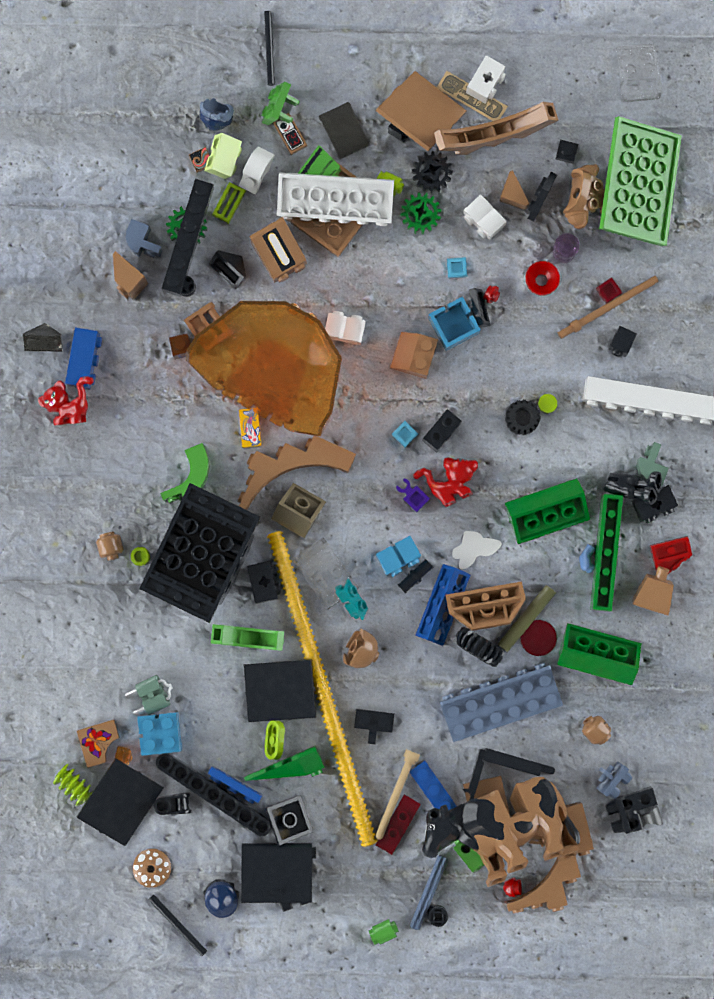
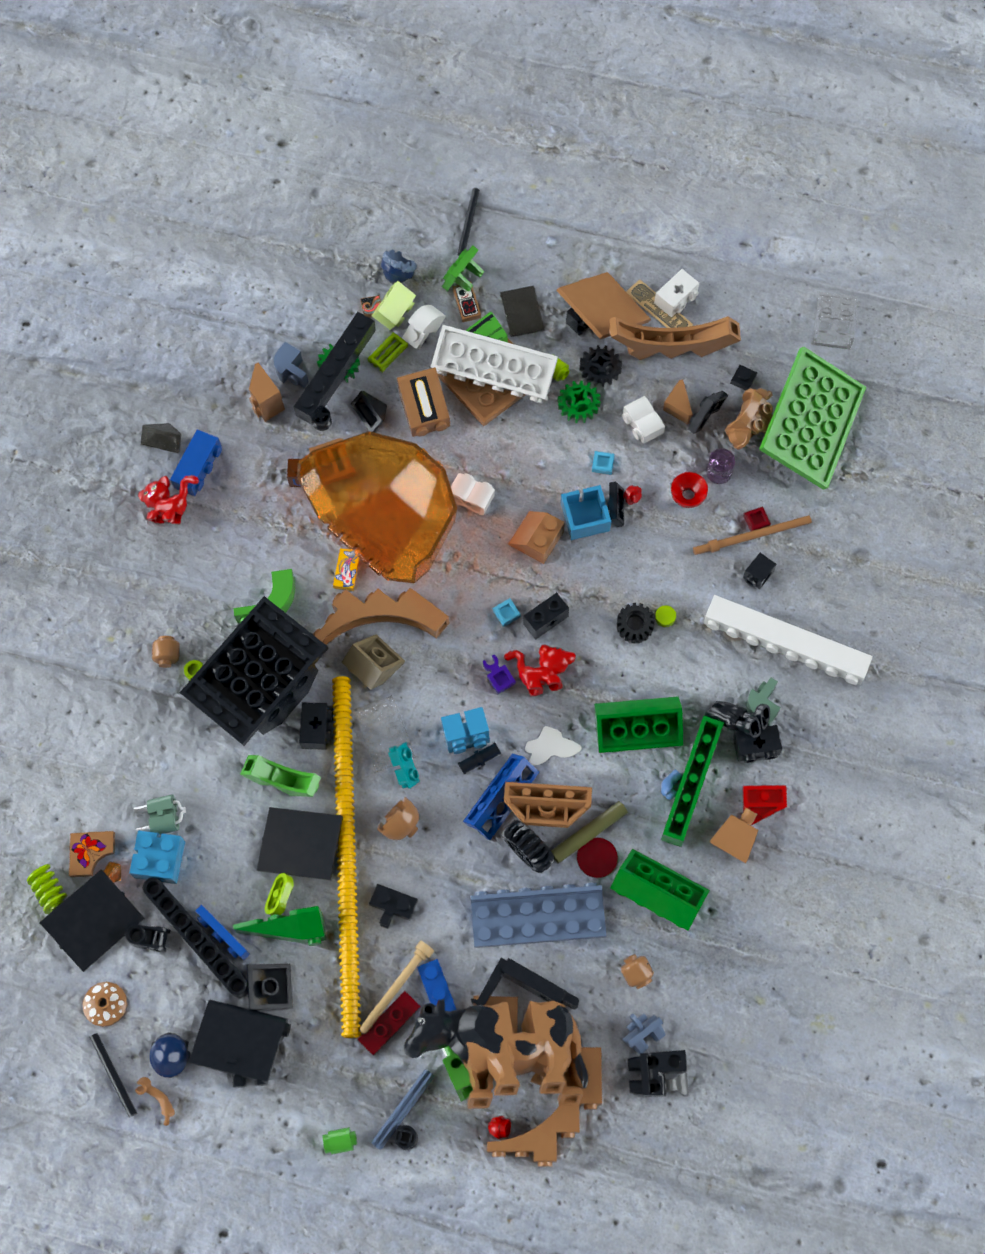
camera: 15 degrees right, 15 degrees down
(207, 928) = (167, 1108): none -> medium nougat piece

